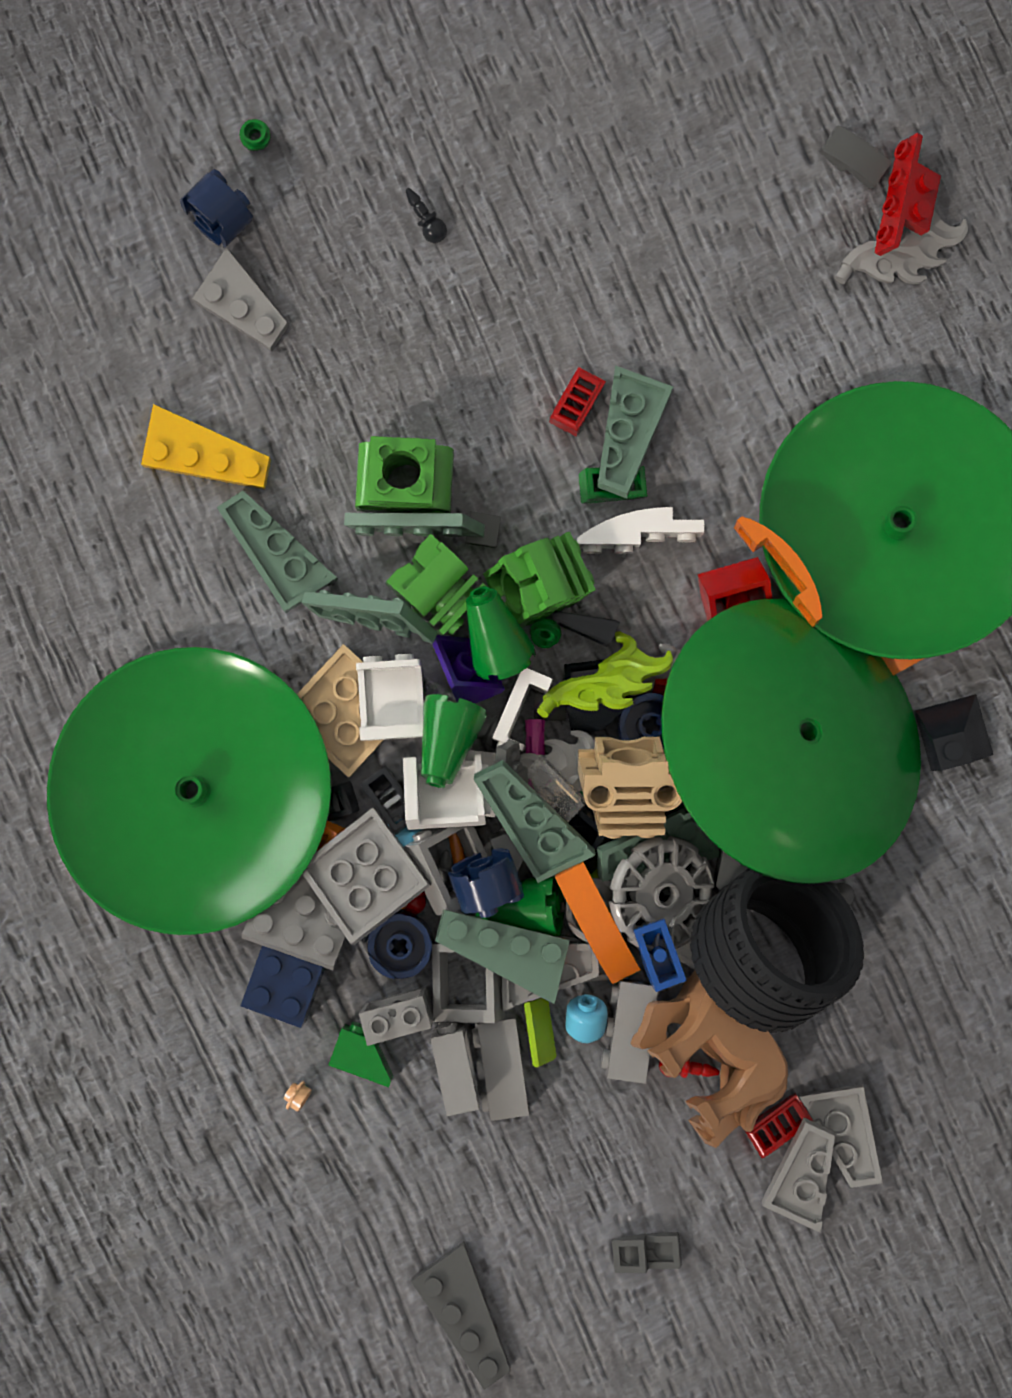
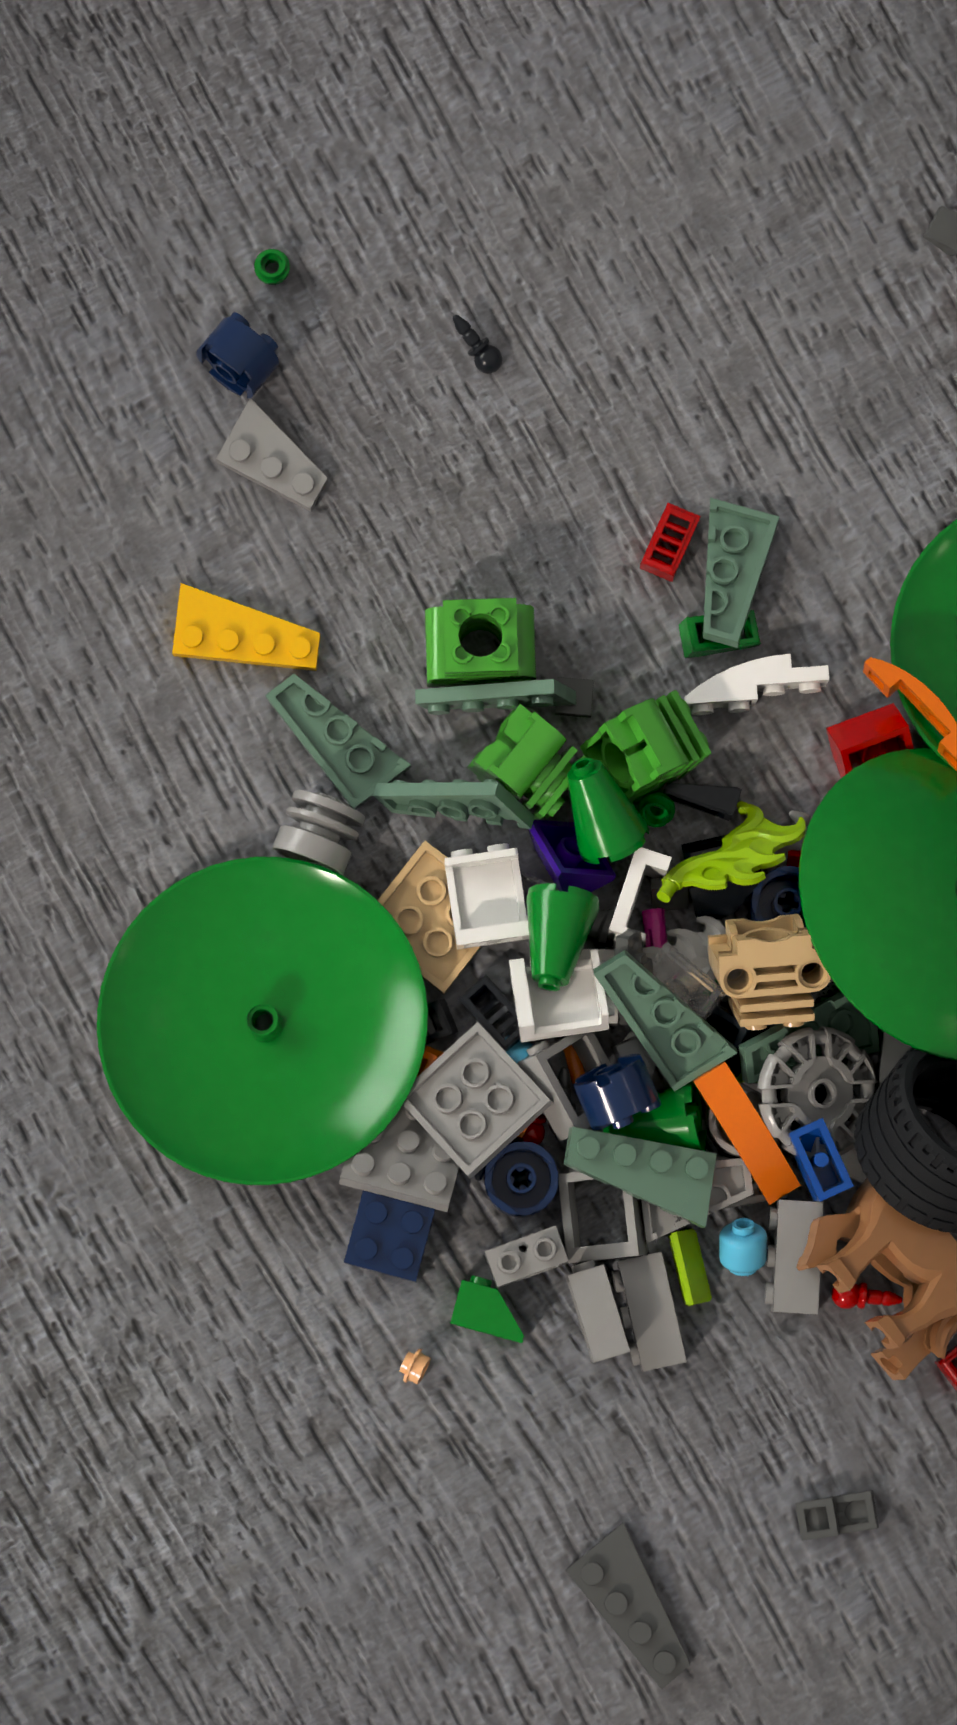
camera: 10 degrees left, 5 degrees down
(251, 630) = (319, 831): none -> light grey wheel

